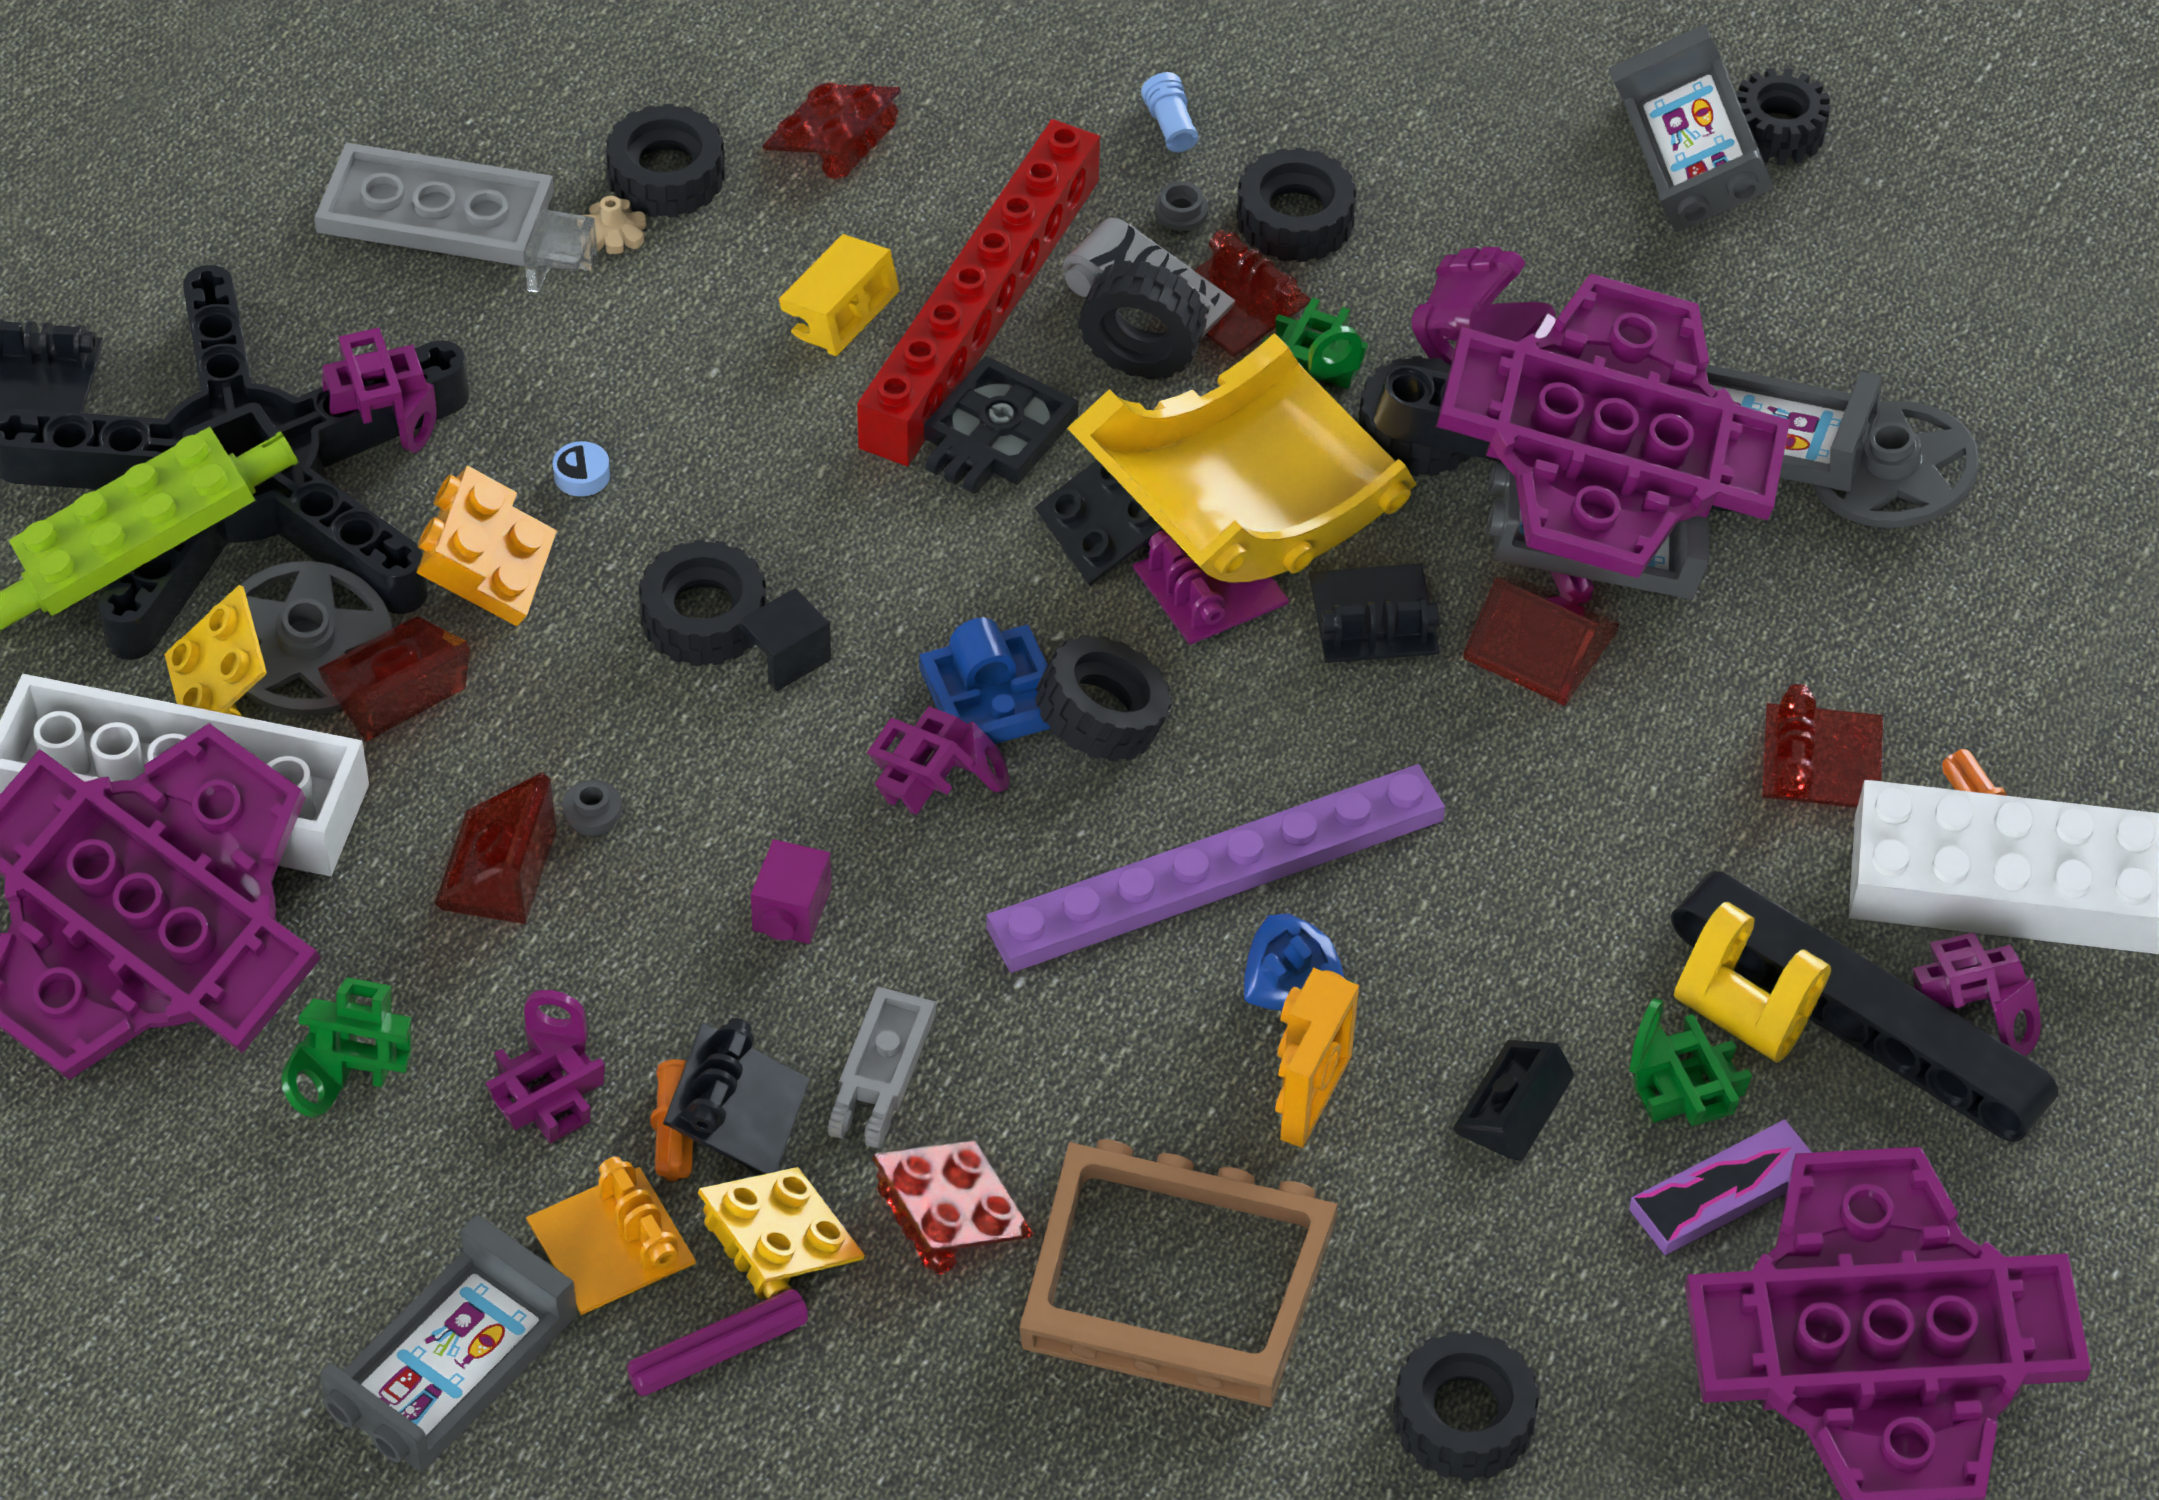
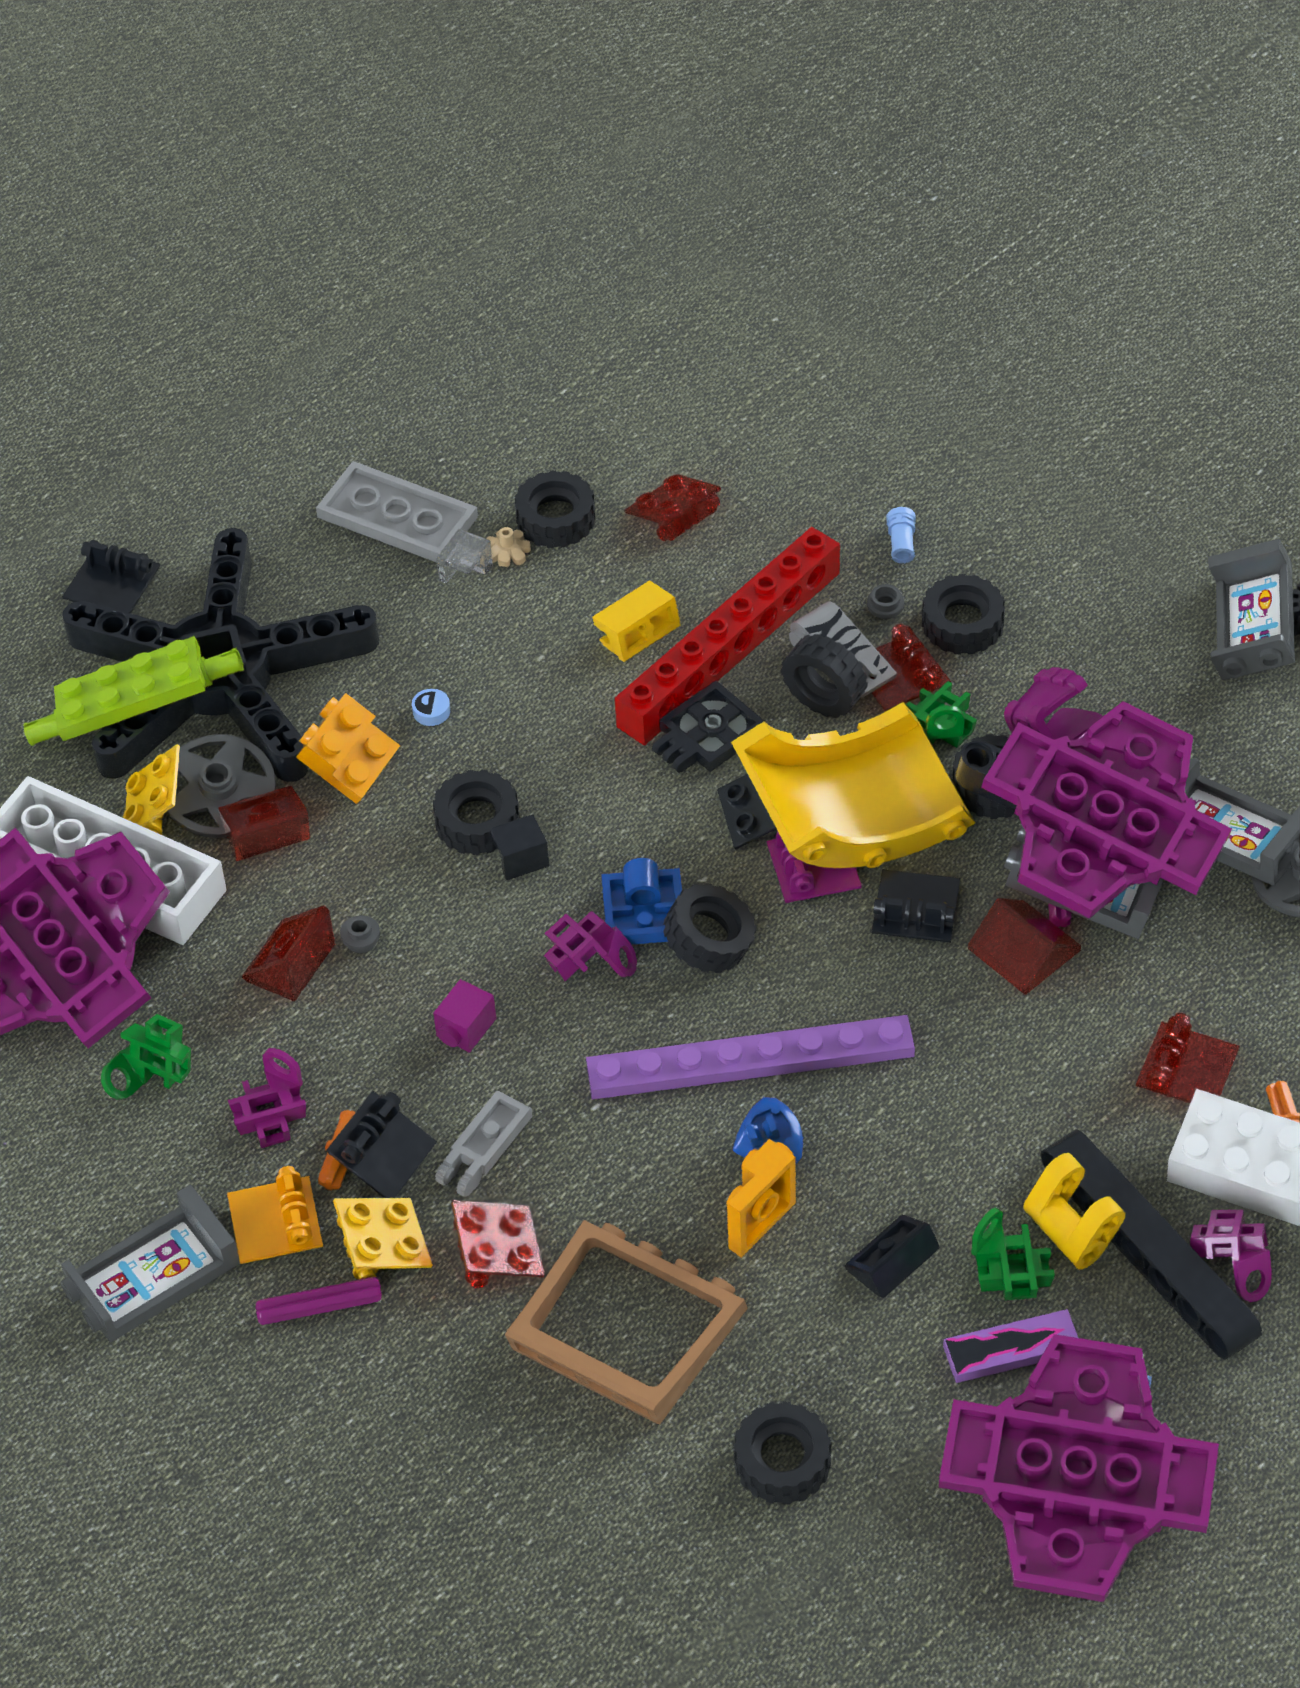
camera: 20 degrees right, 0 degrees up
(403, 390) = (327, 633): magenta piece -> none

